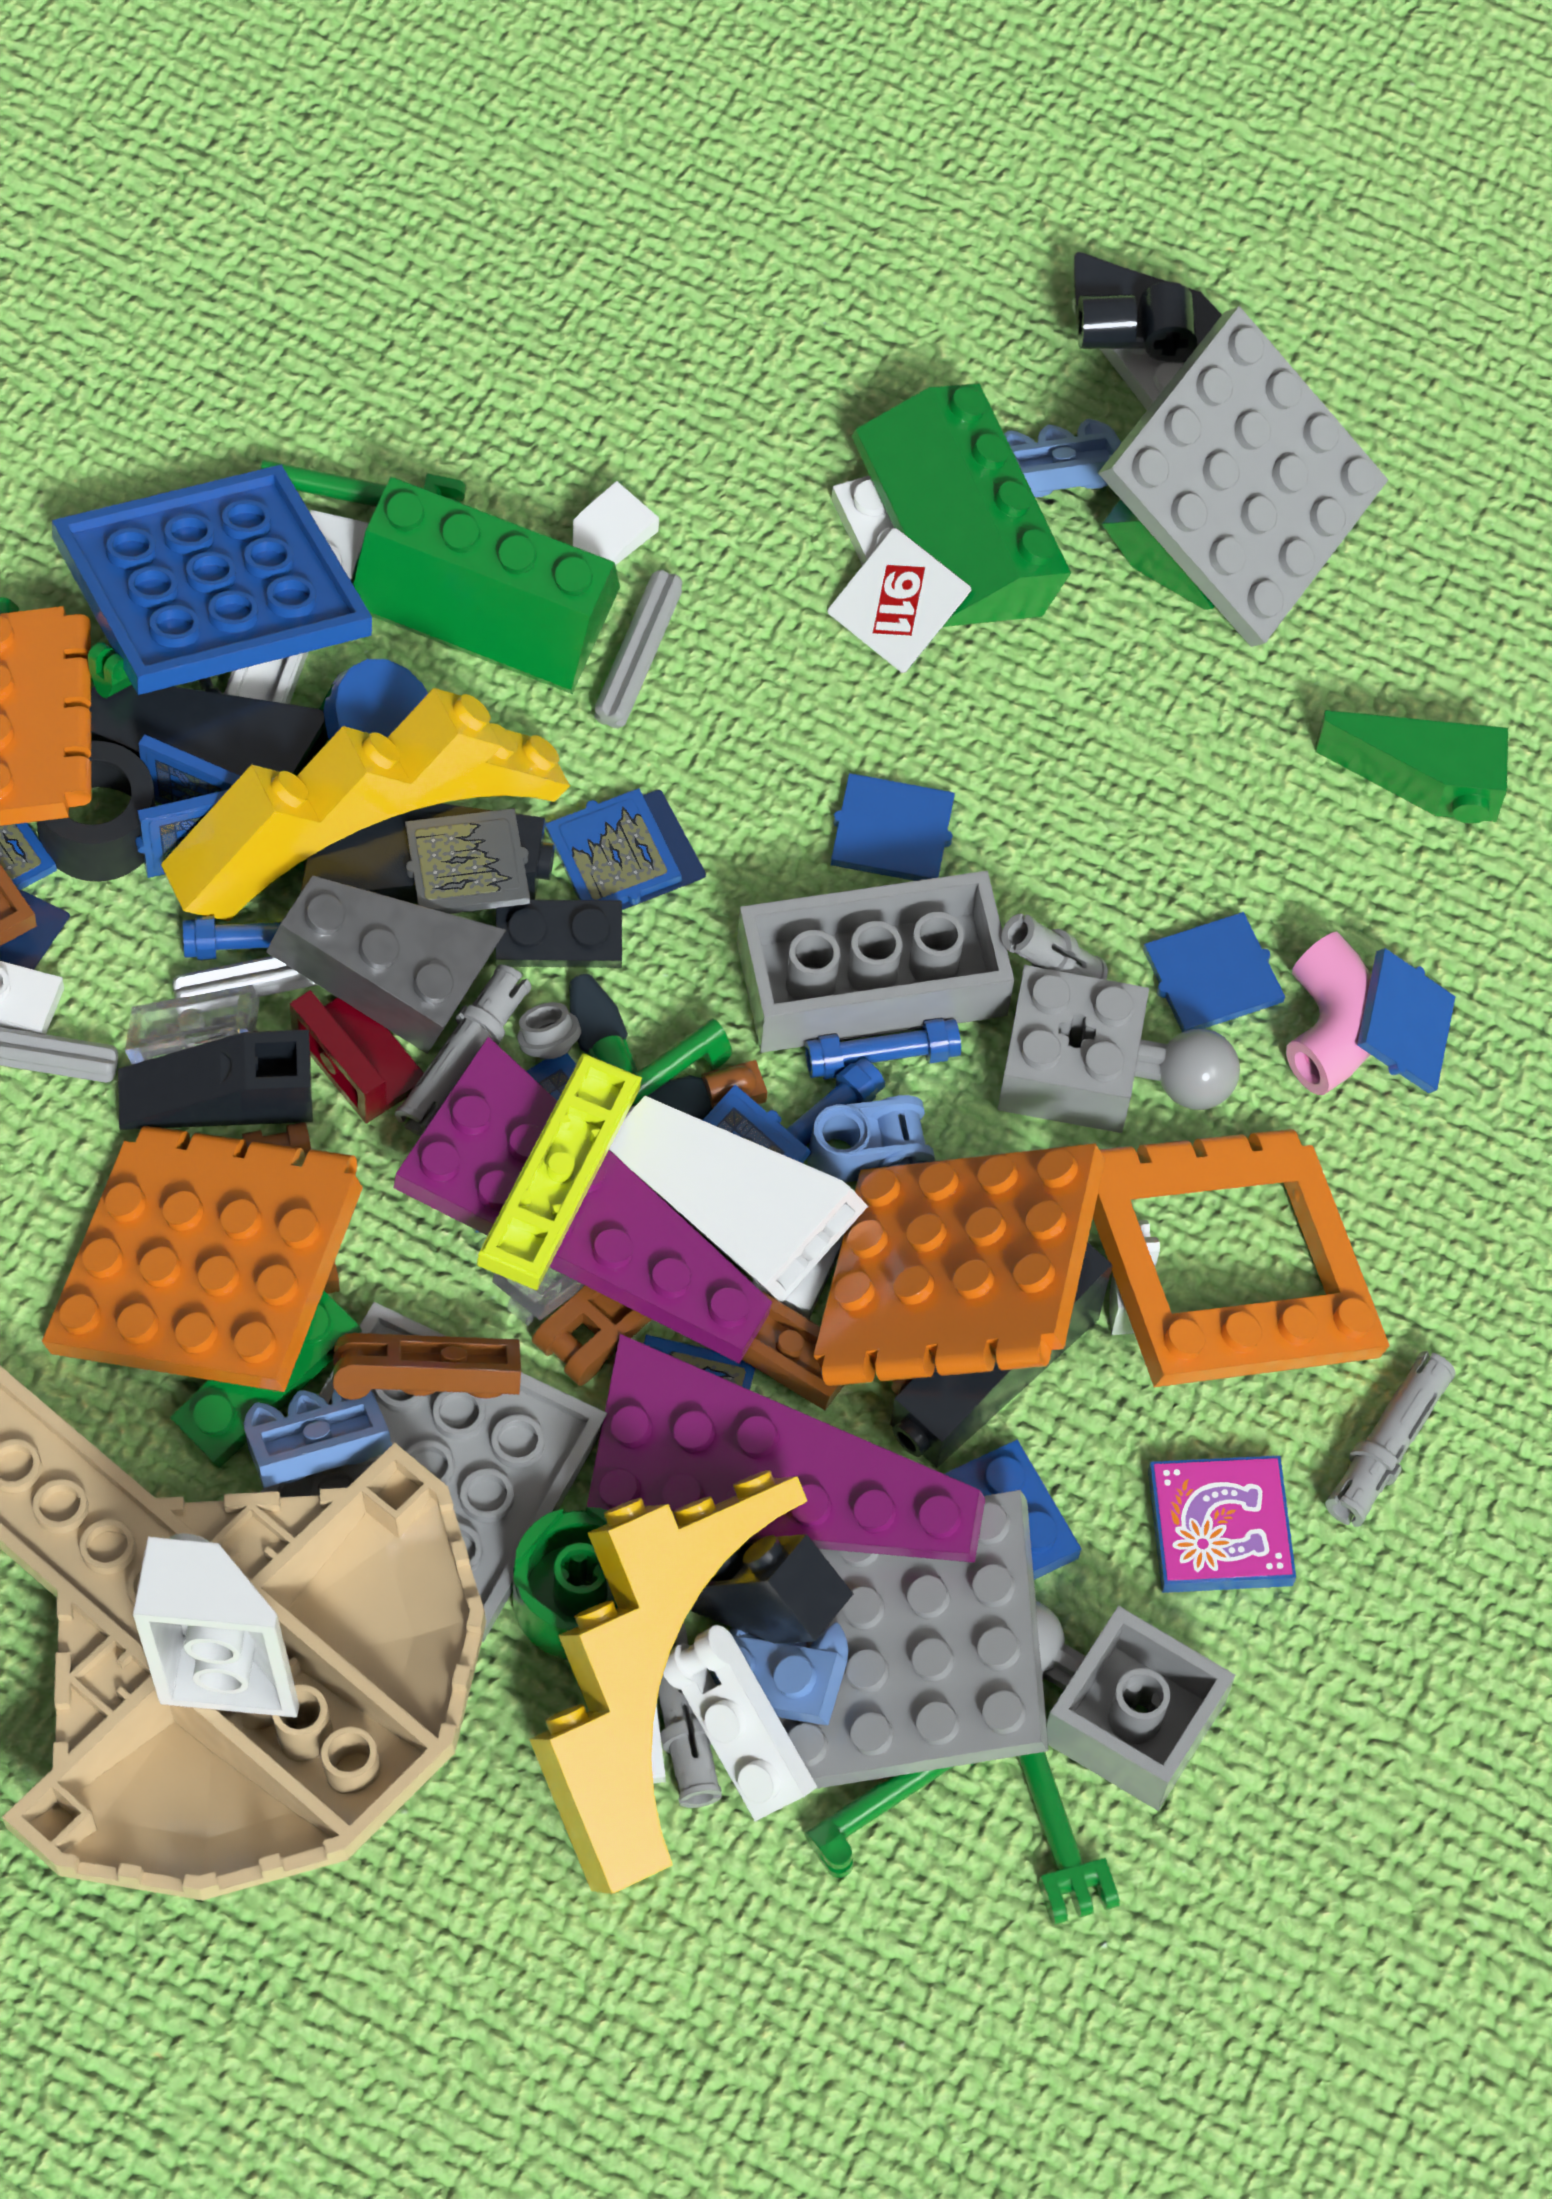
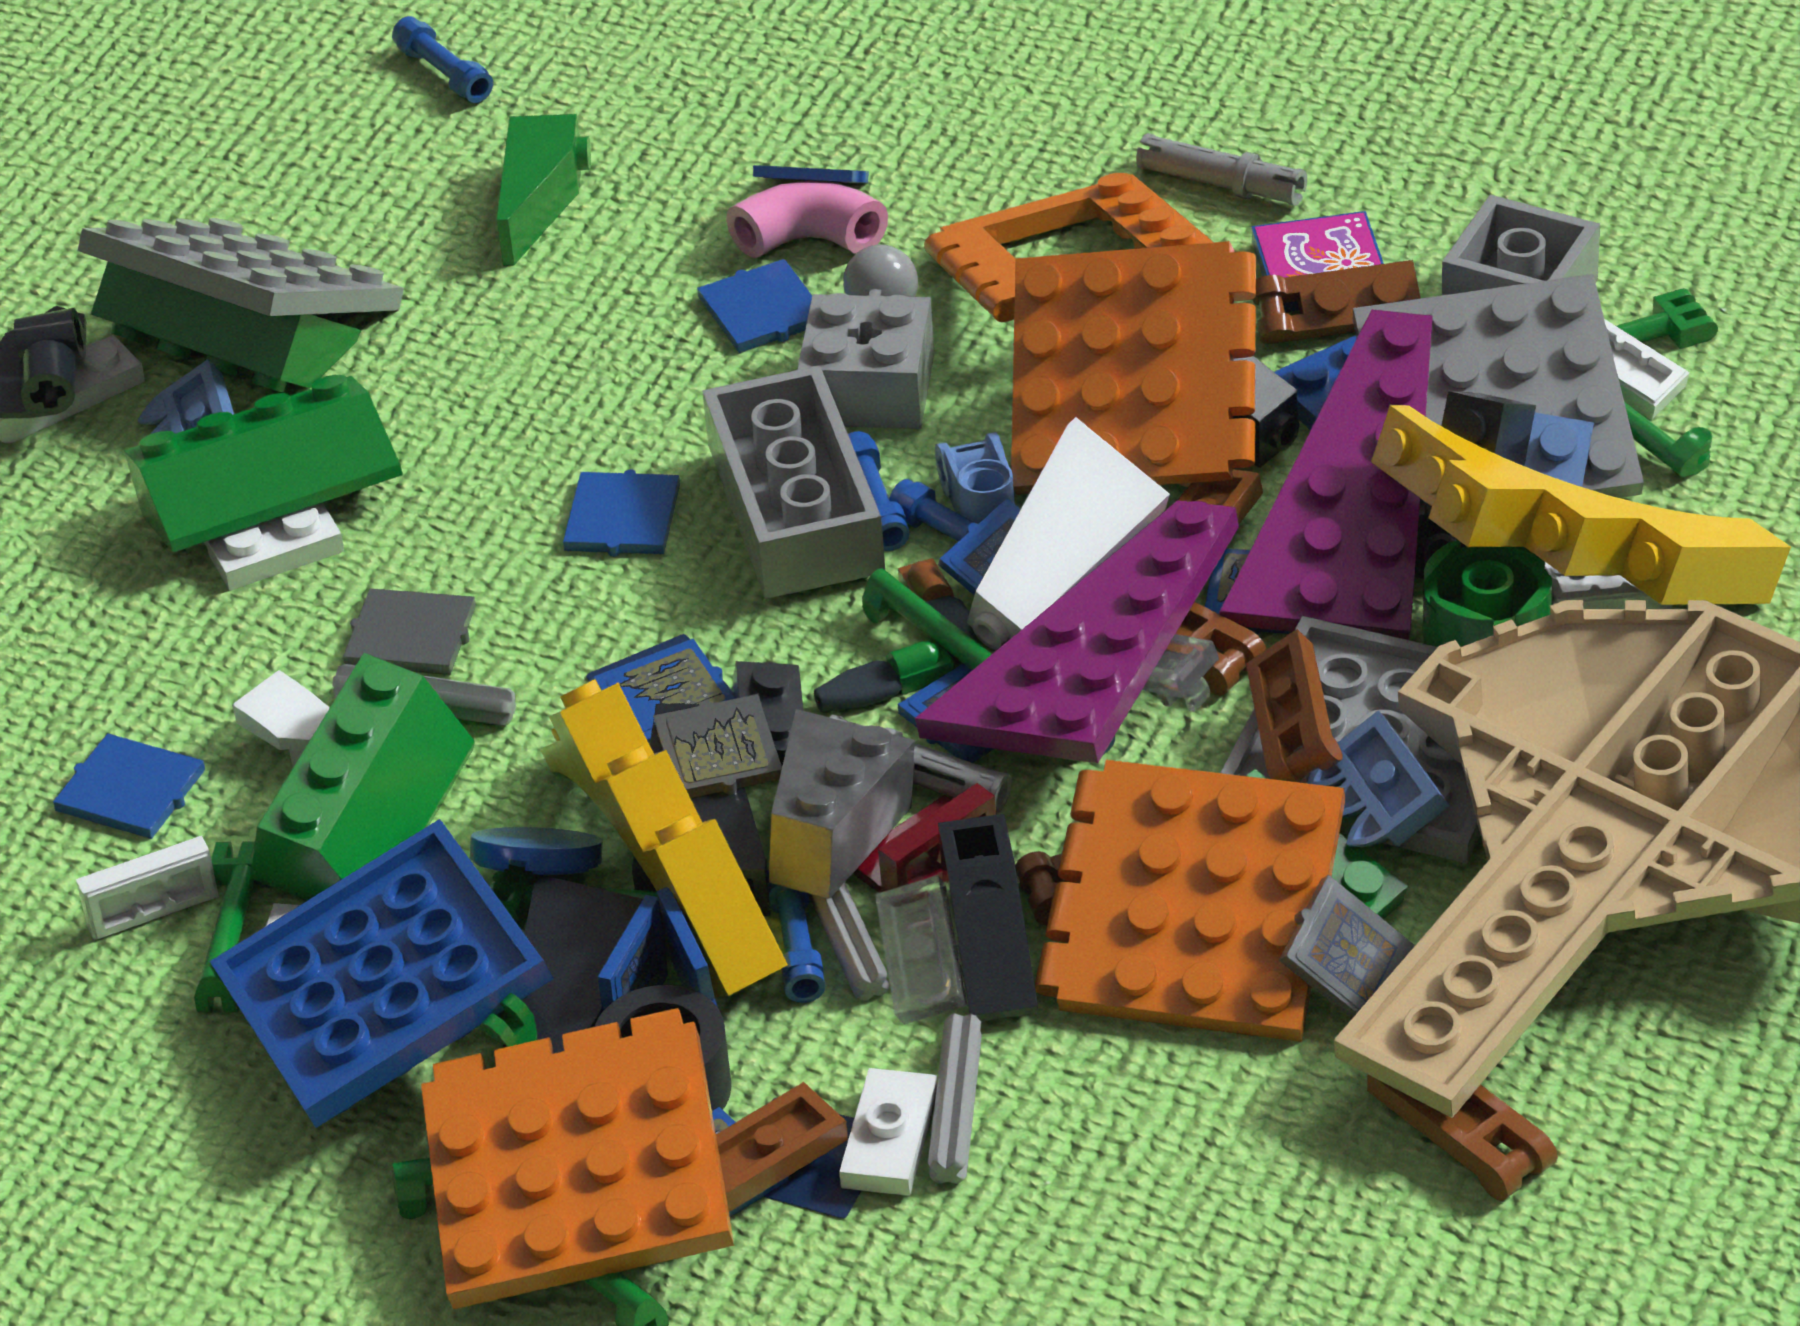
camera: 85 degrees left, 20 degrees down
(113, 1385) = (1343, 947): none -> piece
(210, 1631) = (1667, 706): white slope -> none
(401, 422) = (147, 887): none -> white plate
(548, 1031) = (879, 694): light grey plate -> none
(559, 1172) = (1077, 623): neon yellow plate -> none
(563, 419) = (129, 785): none -> blue piece
(739, 1722) = (1629, 475): white plate -> none
(742, 643) = (411, 629): none -> dark grey piece
(899, 600) = (370, 506): white sticker -> none
(983, 1806) = (1644, 375): none -> white plate
(1050, 948) = (769, 352): light grey pin -> none
(1131, 1523) = (1329, 299): none -> dark orange plate

